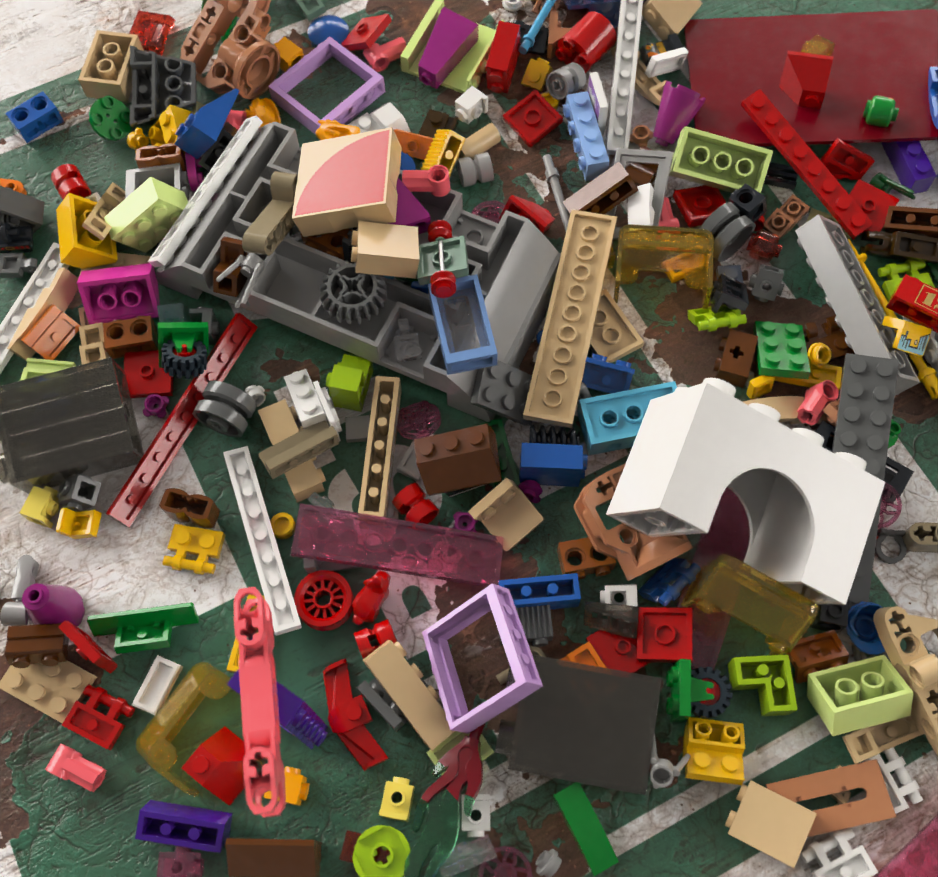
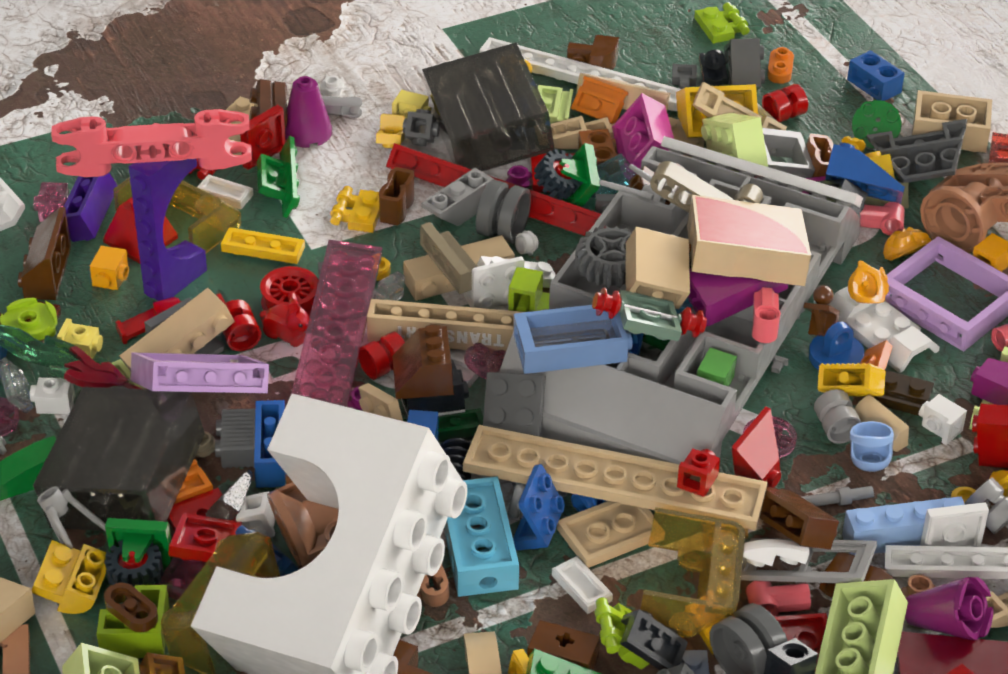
camera: 90 degrees right, 25 degrees down
(194, 451) = (459, 199): none -> light grey slope
(262, 541) = (313, 249): white plate -> none
(472, 227) = (718, 367): none -> bright green brick
(509, 148) = (871, 445): none -> light blue helmet
(532, 118) = (931, 477): red plate -> none
(576, 249) = (700, 464): none -> red brick
(659, 349) = (581, 584): none -> white tile
(774, 680) = (136, 610): none -> reddish brown plate

